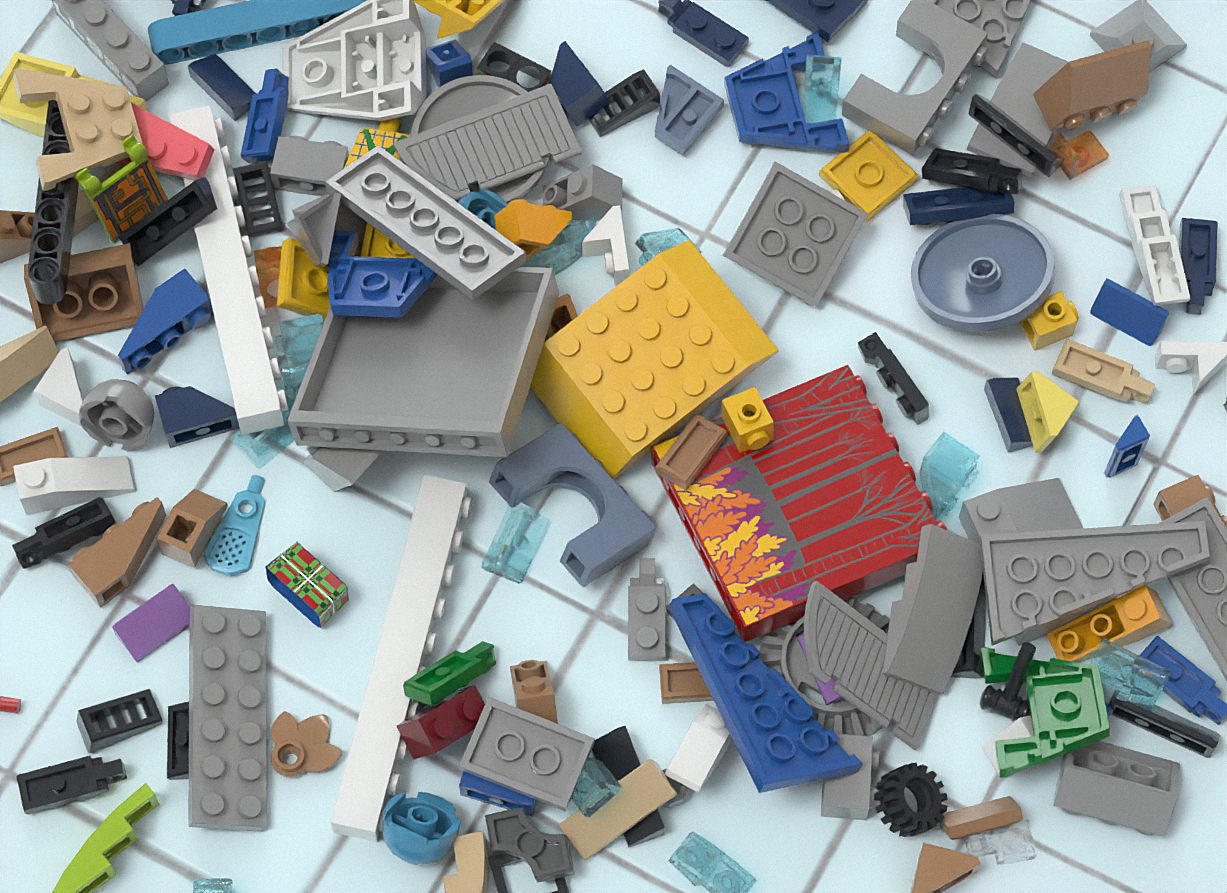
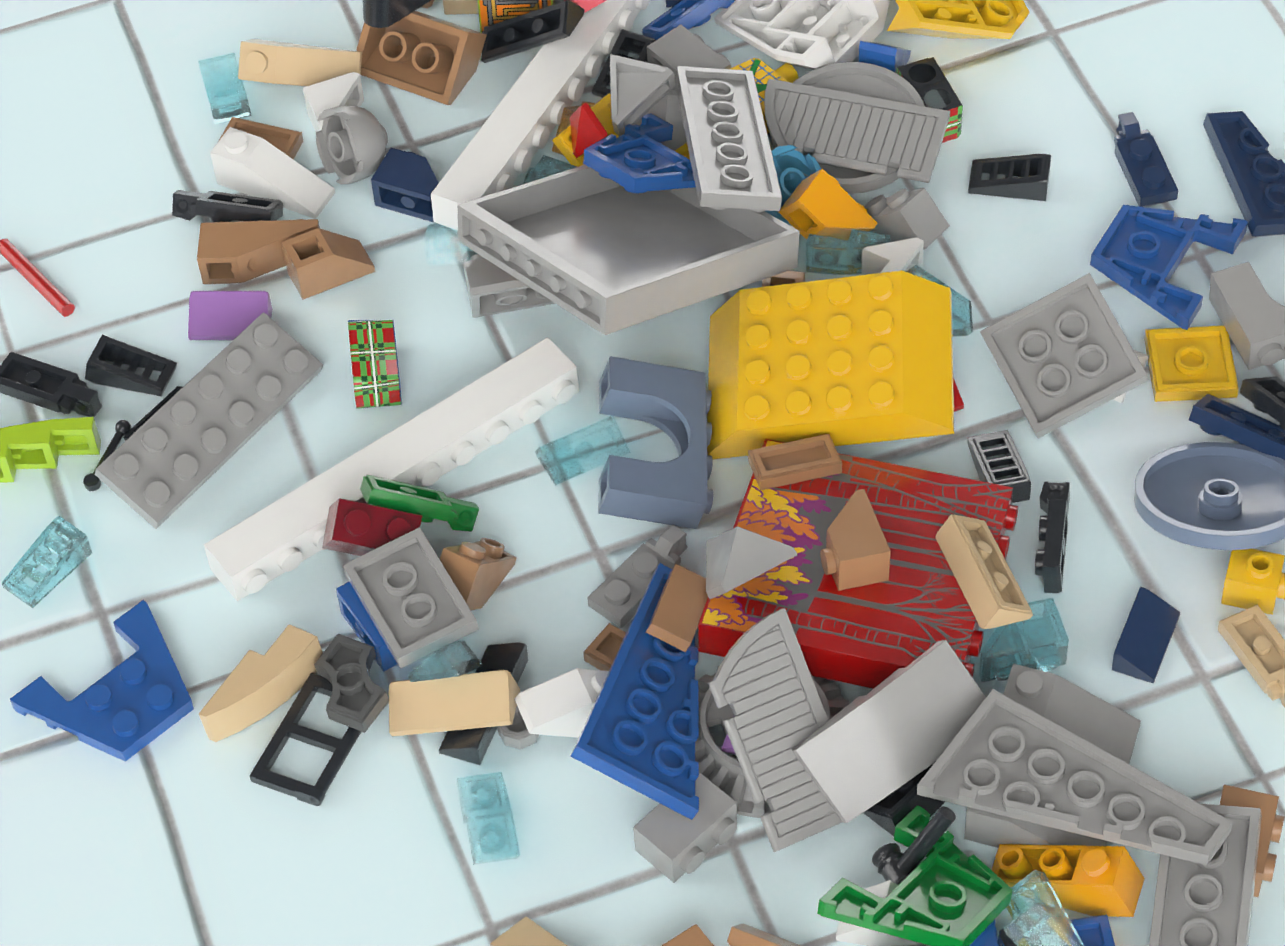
camera: 45 degrees right, 15 degrees down
(168, 315) = (451, 106): blue slope -> none
(178, 829) = (91, 481): none -> black hinge
(240, 525) = (364, 298): medium azure piece -> none
(304, 740) = (252, 481): medium nougat plate -> none
(305, 284) = (585, 129): none -> red slope
(420, 827) = (269, 600): dark azure cylinder -> none
(575, 86) = (976, 135): dark blue slope -> none
(684, 110) = (1061, 212): sand blue wing -> none
(719, 623) = (679, 608): none -> medium nougat tile
(738, 564) = (739, 557): none -> light grey slope
(747, 420) = (867, 463): yellow brick -> none
(800, 490) = (856, 546): none -> medium nougat slope
(820, 88) = (1209, 252): clear light blue slope -> none
(840, 353) = (1020, 480): none -> black slope
(892, 448) = (982, 572): none -> tan slope
(925, 791) = (747, 880): black tyre -> none
(1044, 408) = (1179, 650): light yellow slope -> none
(1128, 448) = (1222, 726): blue slope -> none

